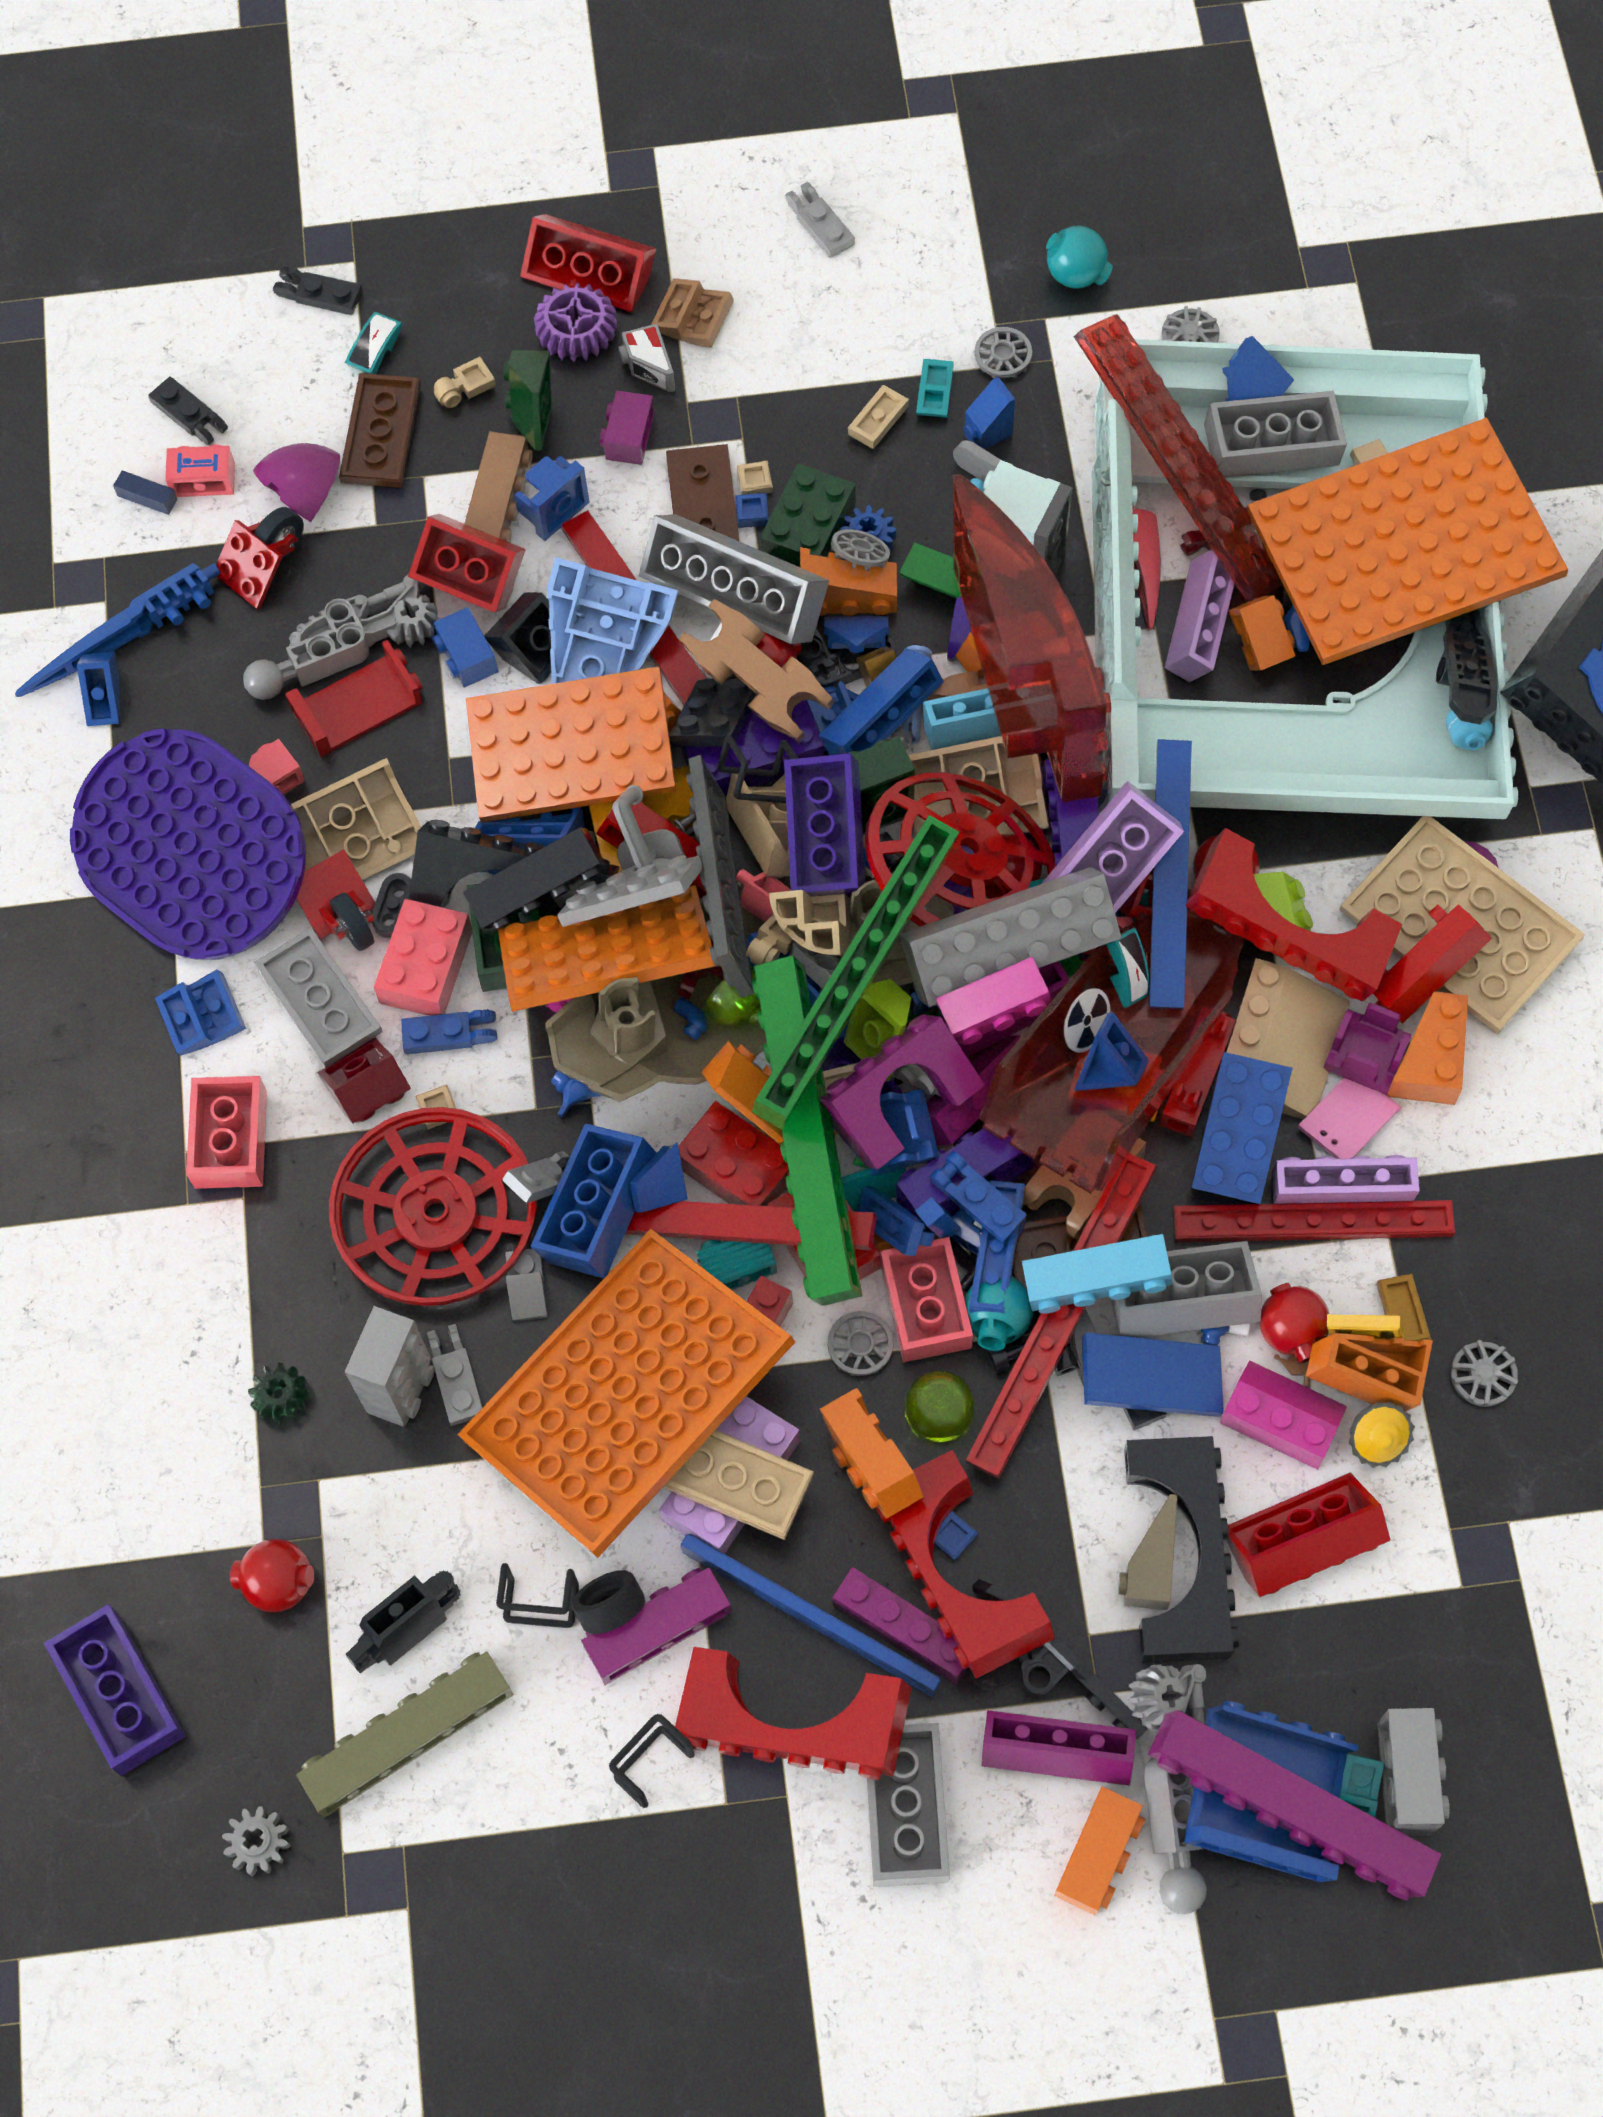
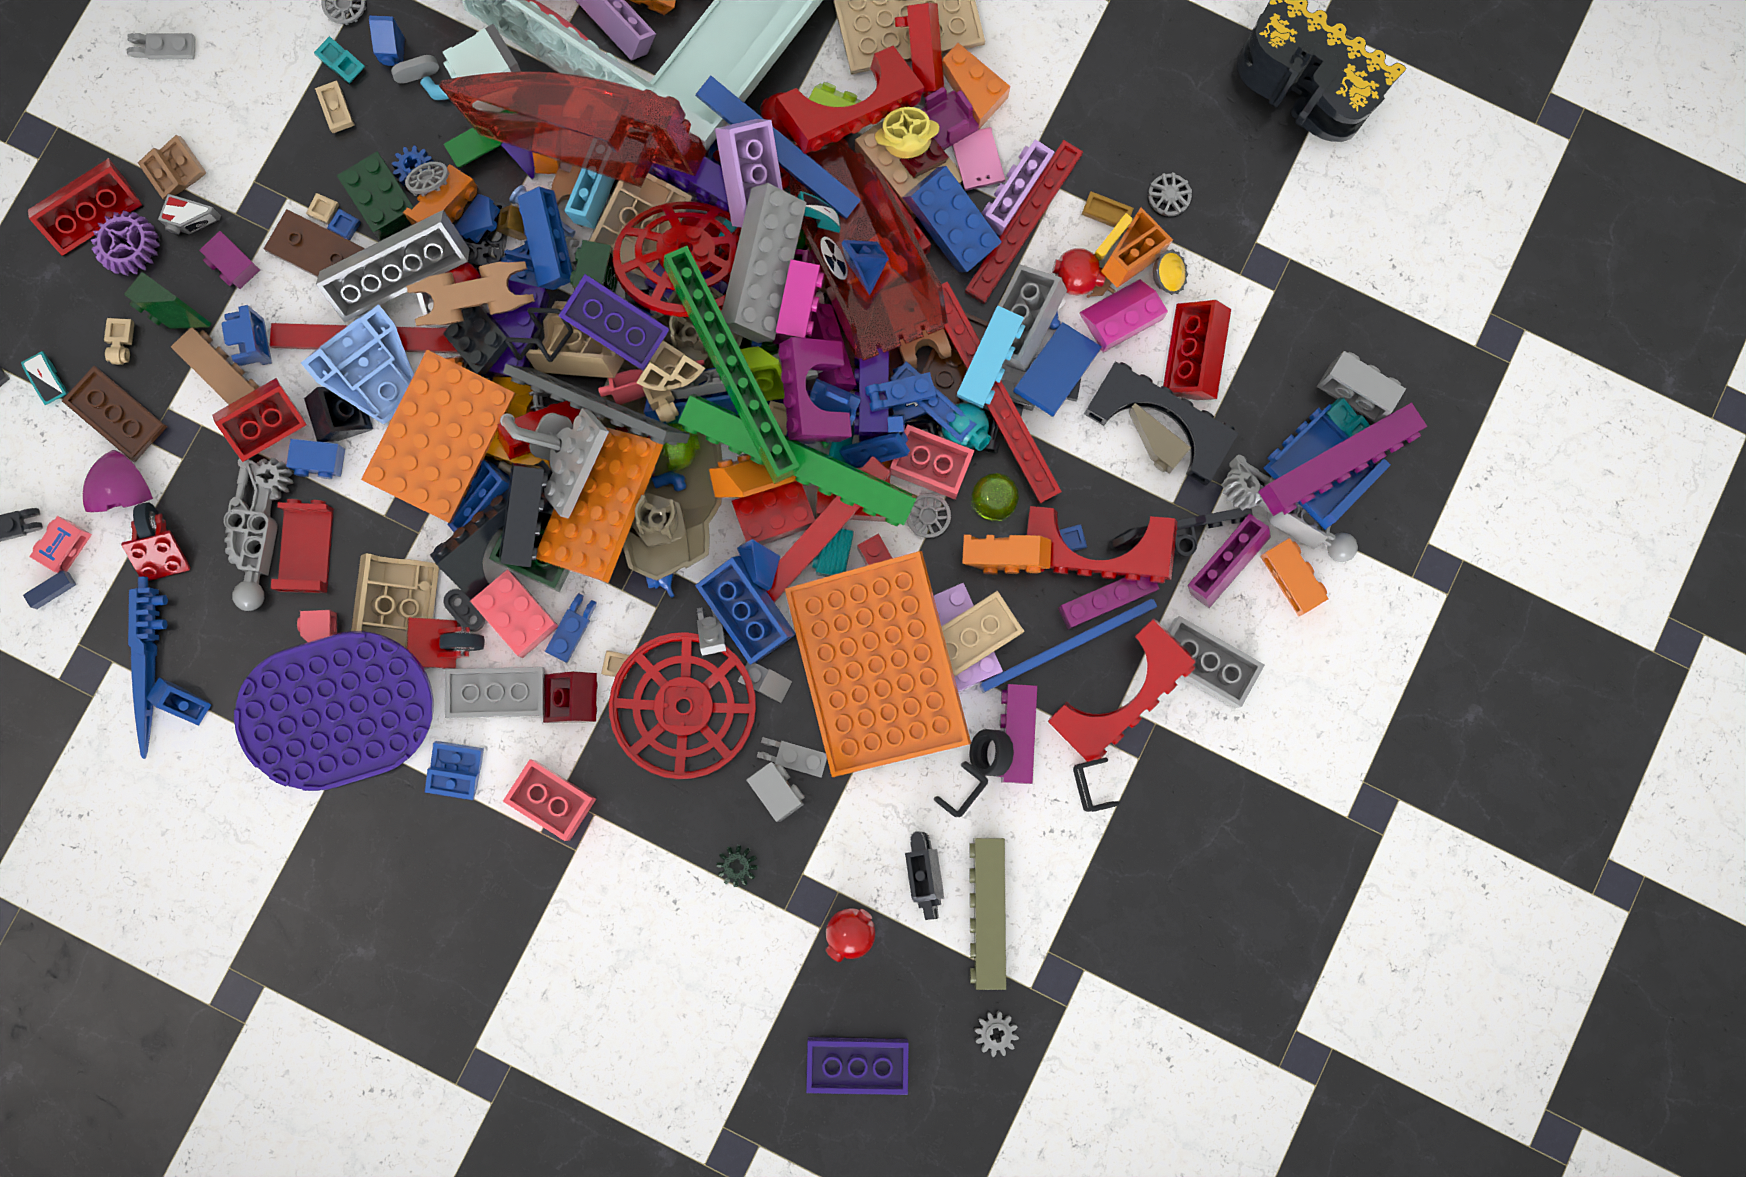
camera: 65 degrees left, 15 degrees up
(1300, 1045) = (930, 159): none -> dark red wing
(1305, 1005) = (907, 132): none -> light yellow piece

